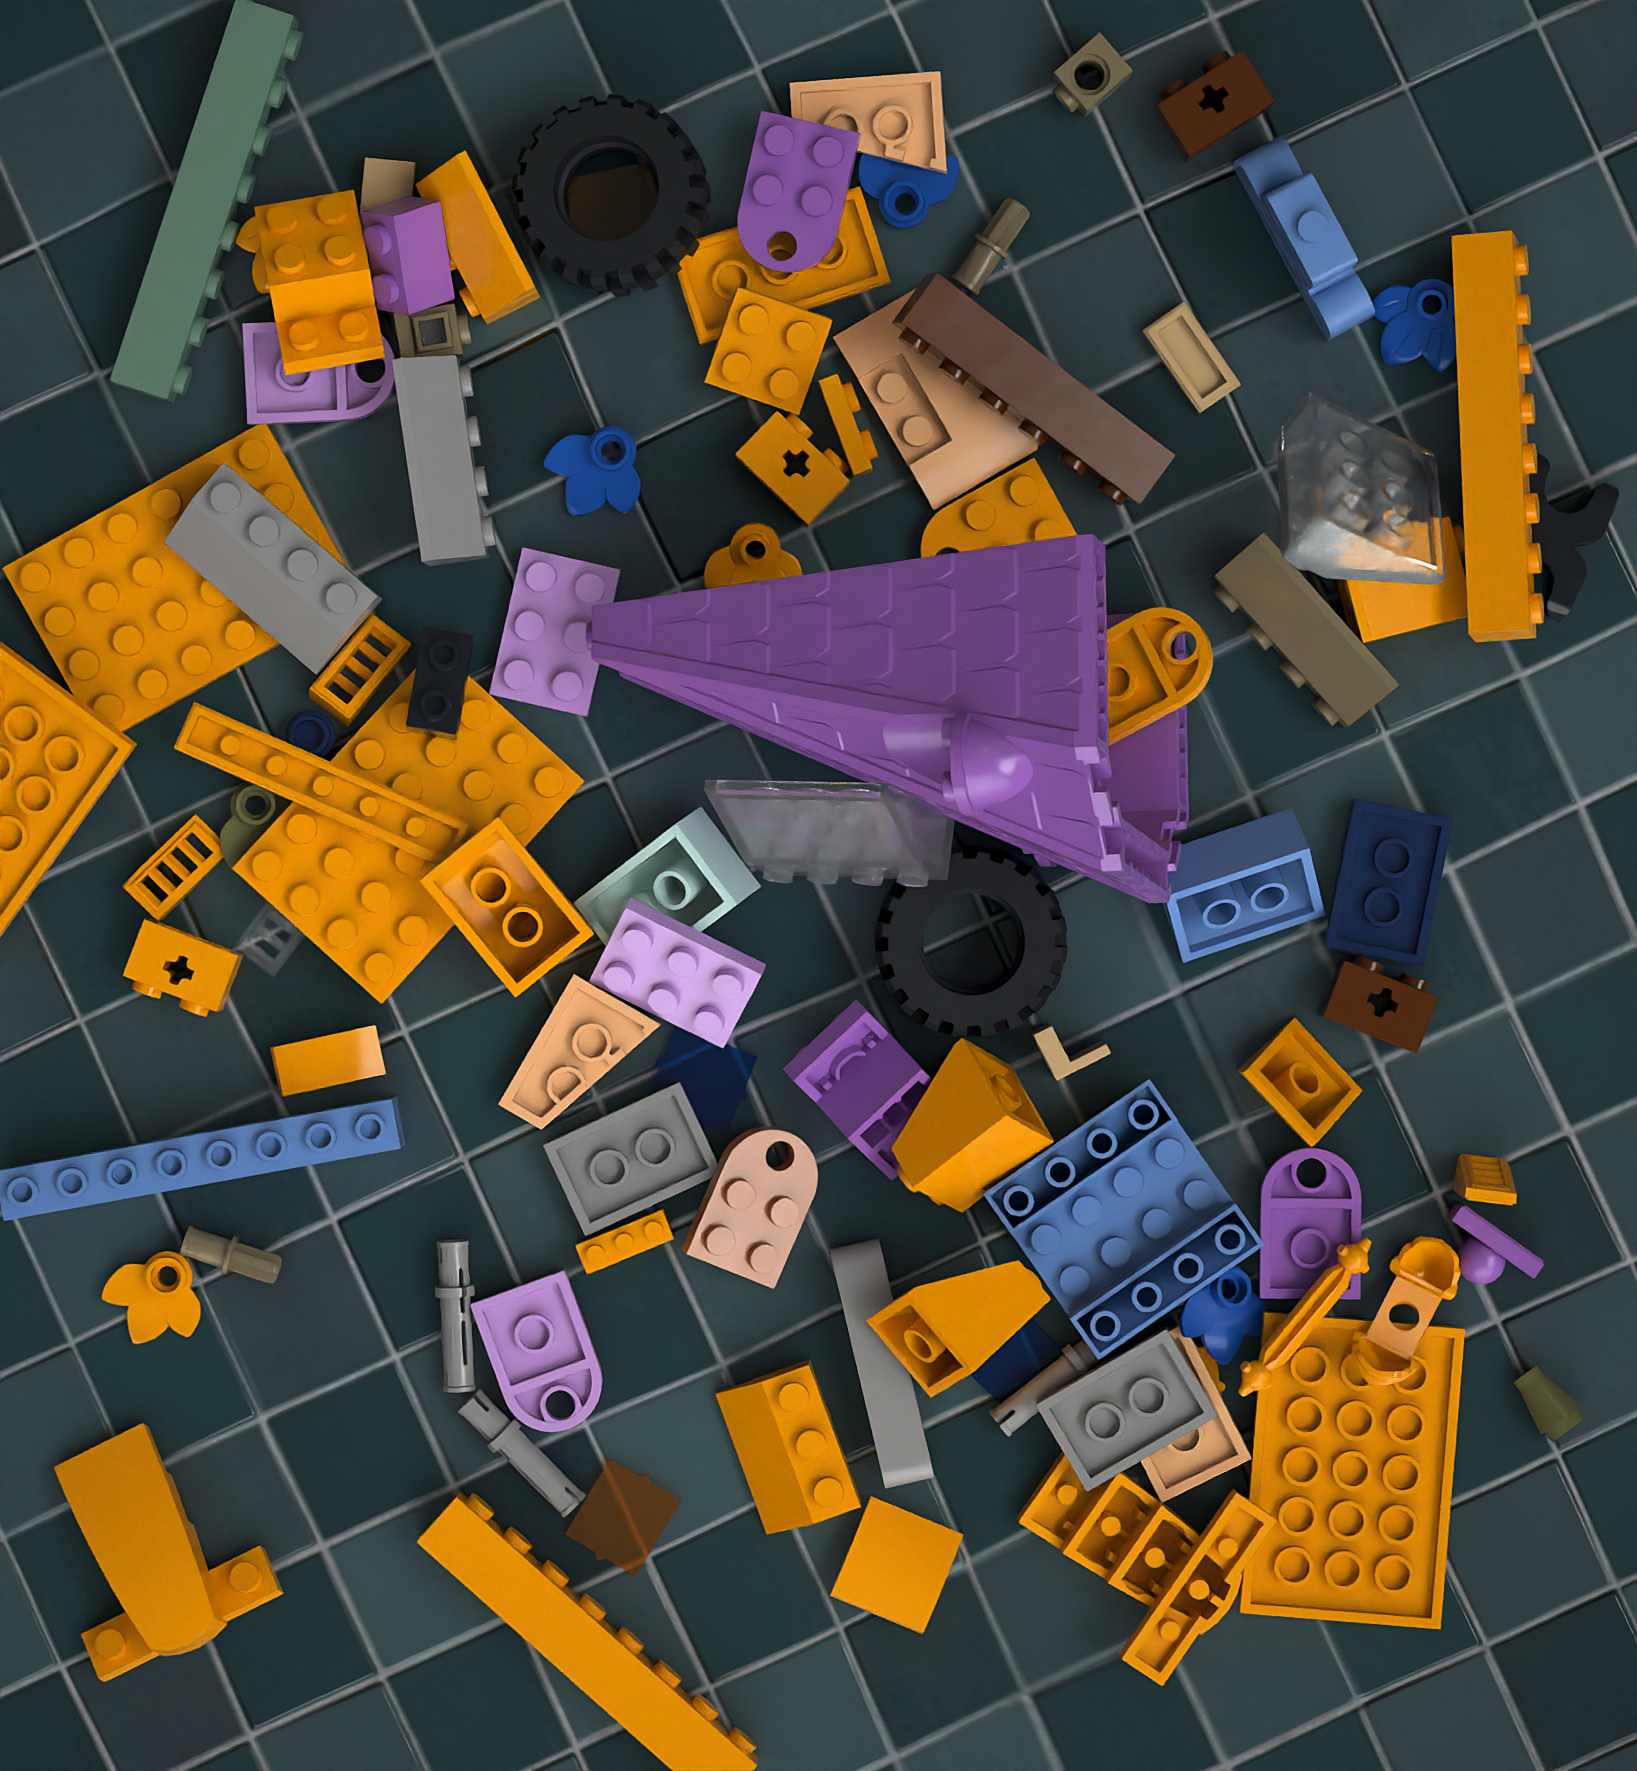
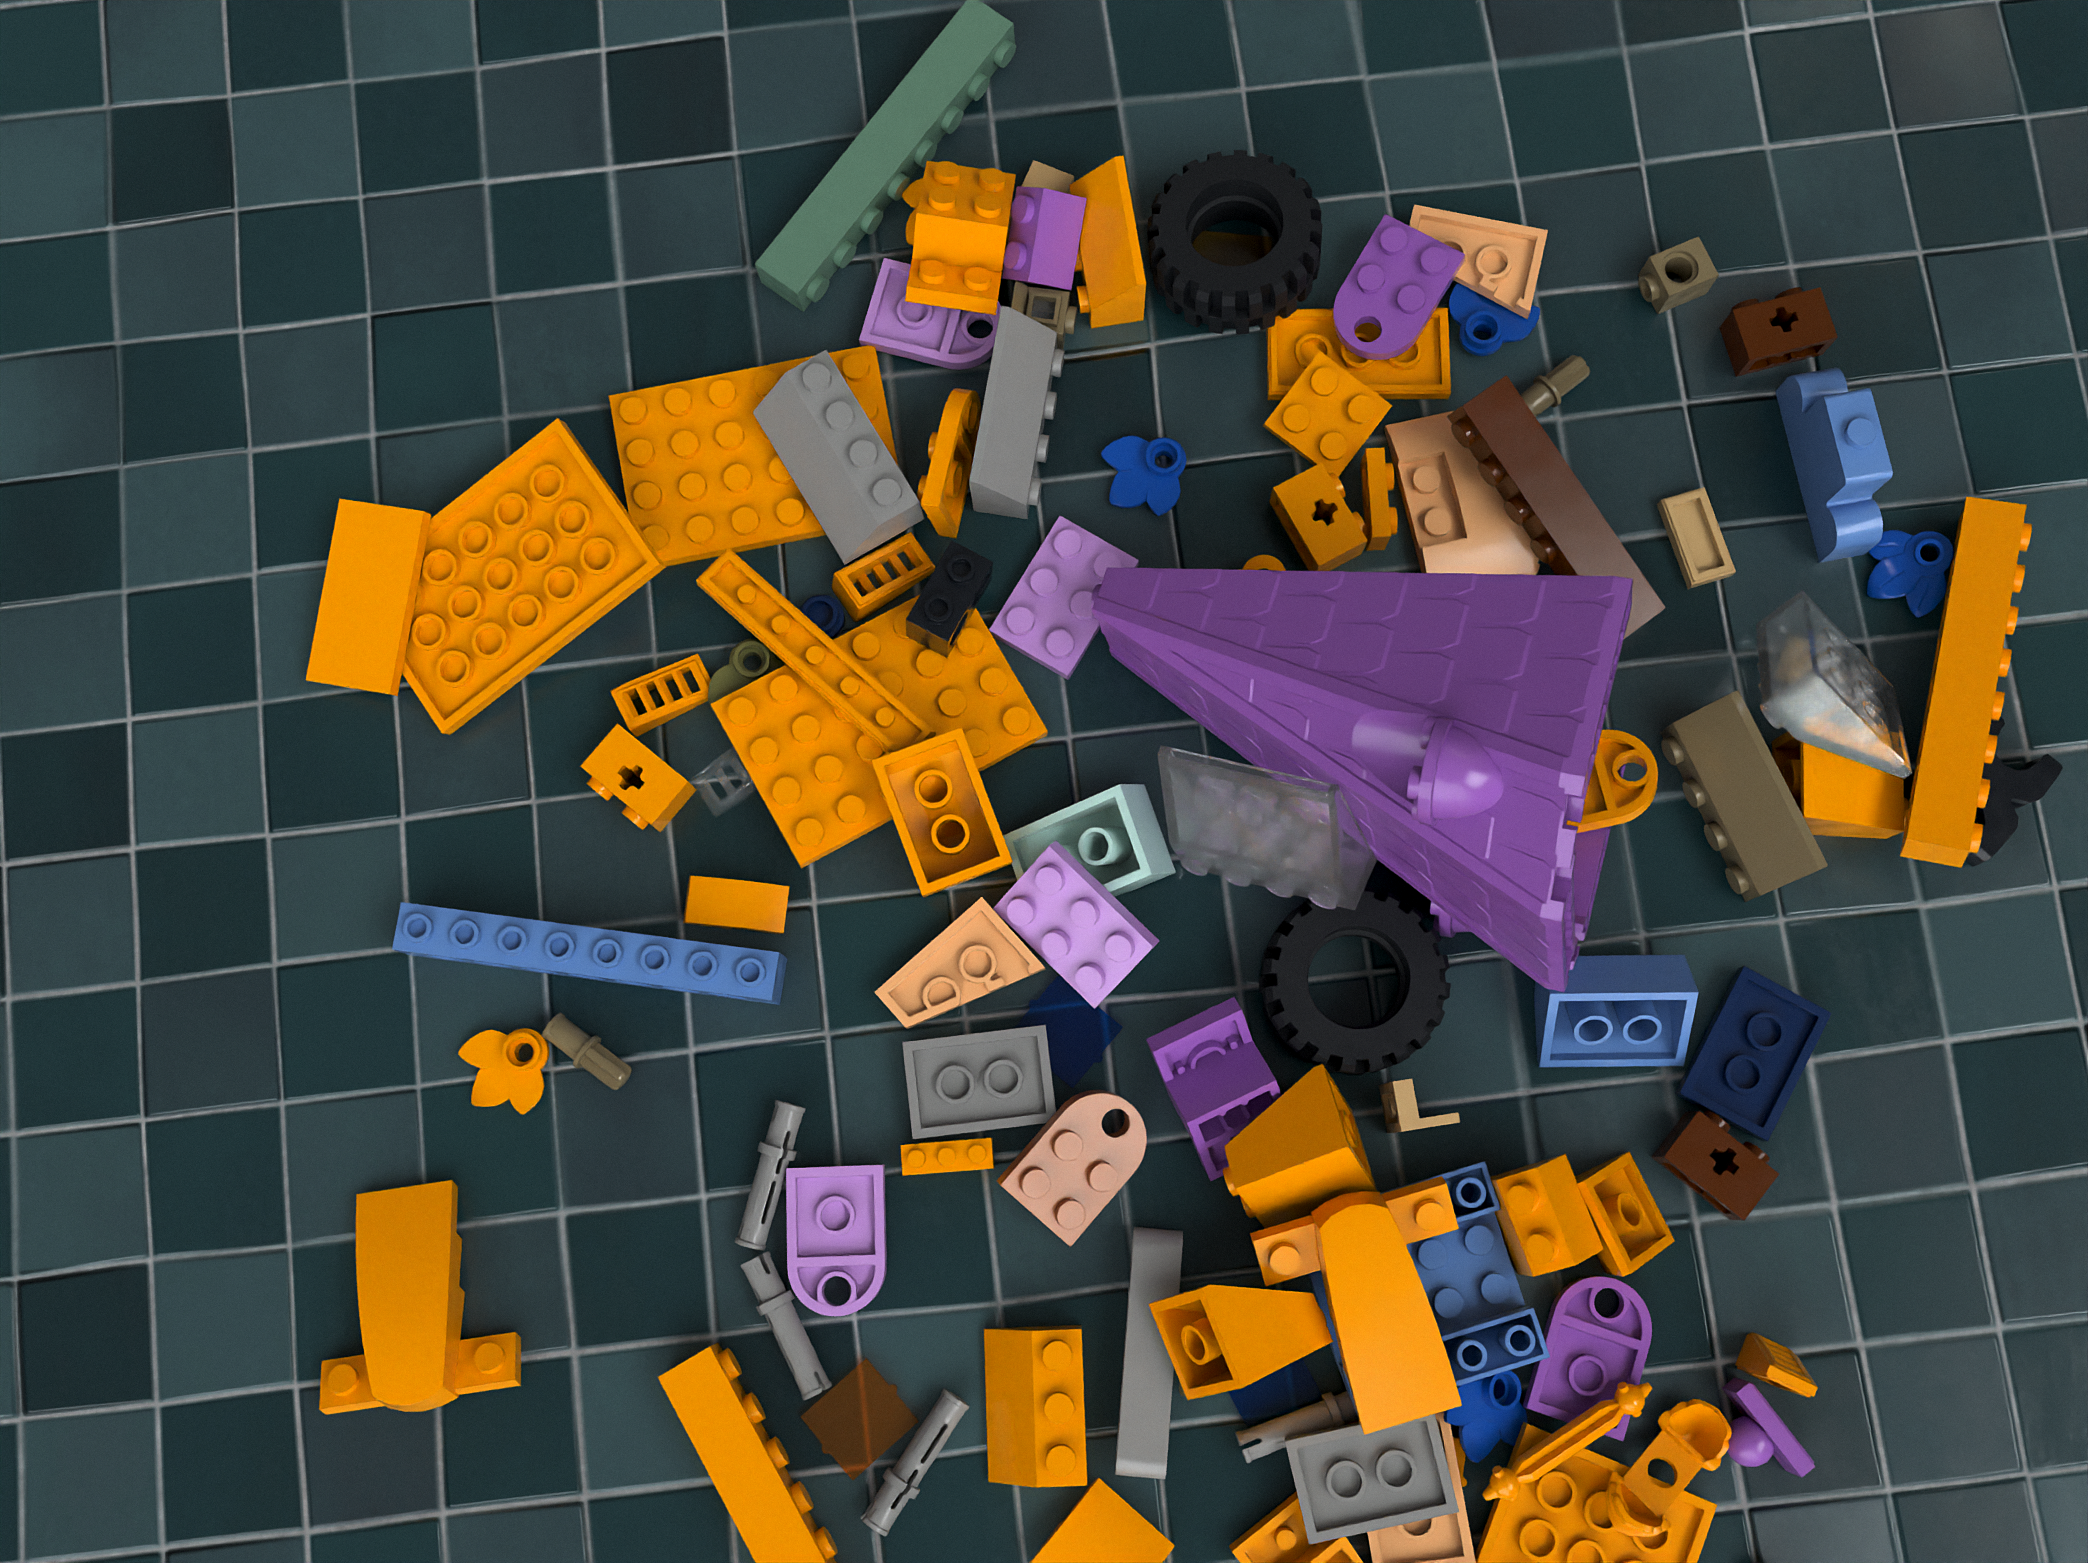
camera: 25 degrees right, 10 degrees down
(392, 531) = (951, 457): none -> light orange plate
(690, 1539) = (911, 1467): none -> light grey pin
(1076, 1241) = (1374, 1294): none -> light orange slope
(1222, 1112) = (1544, 1217): none -> light orange slope

